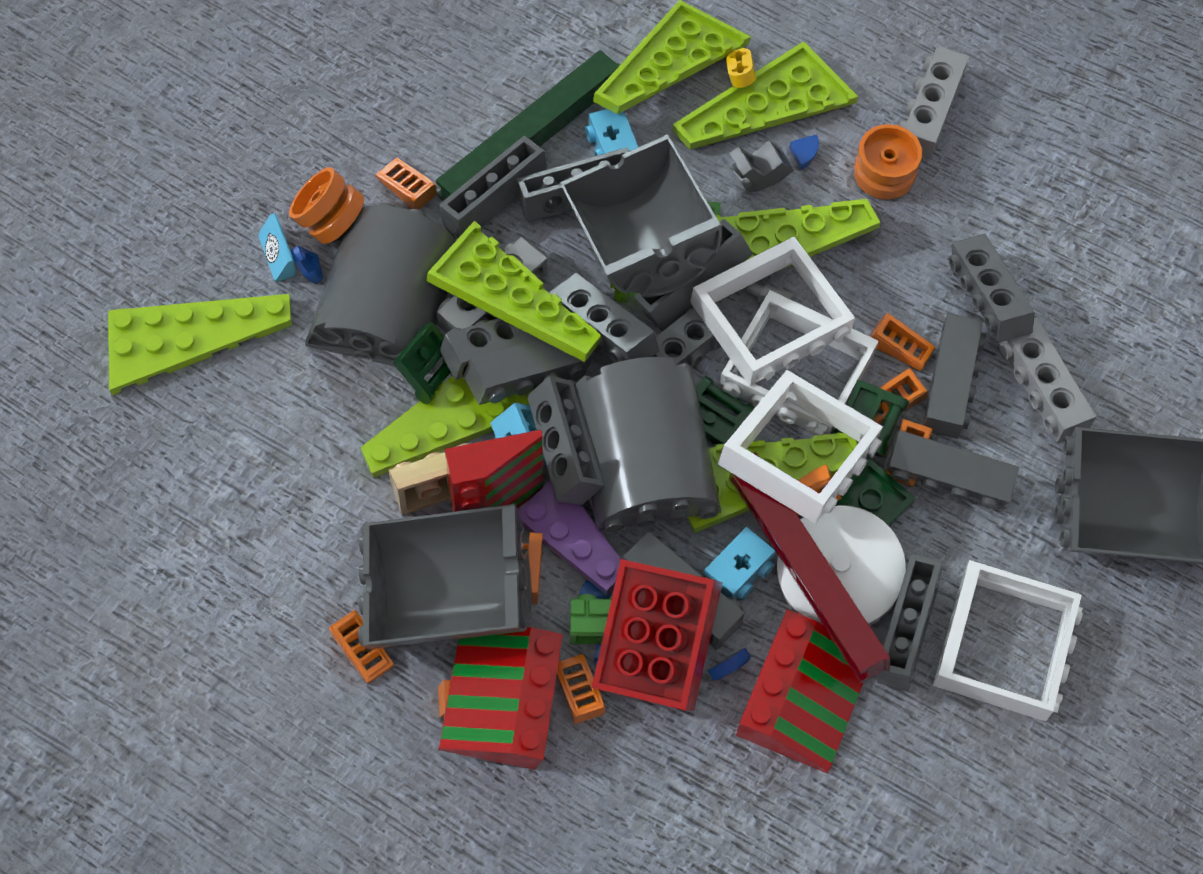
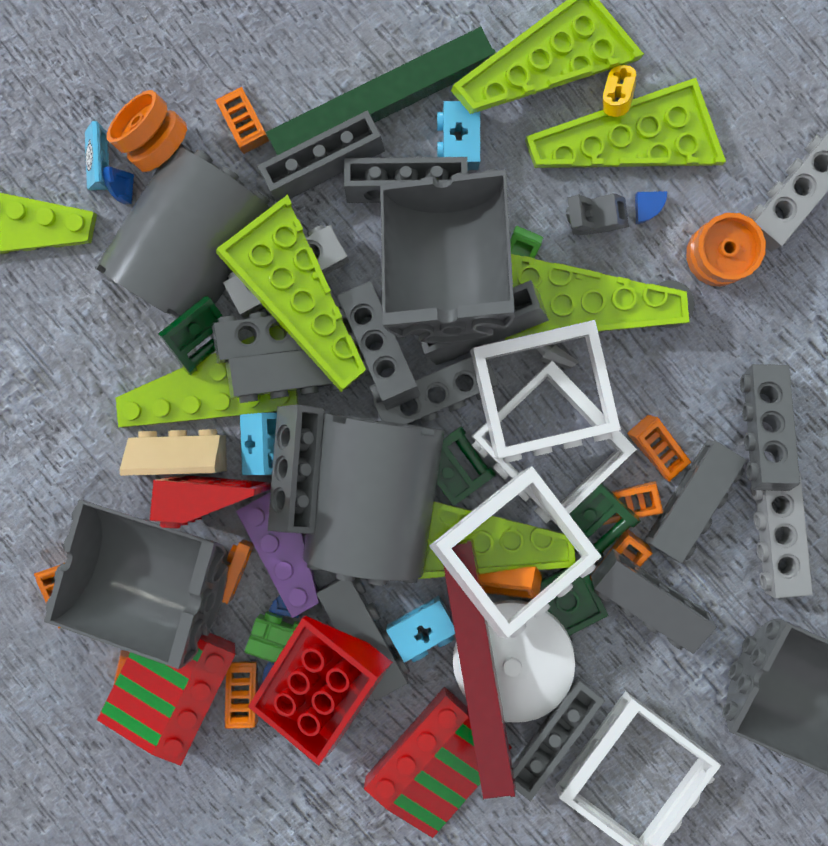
camera: 15 degrees right, 25 degrees up
(730, 664) = (381, 716): blue tile -> none

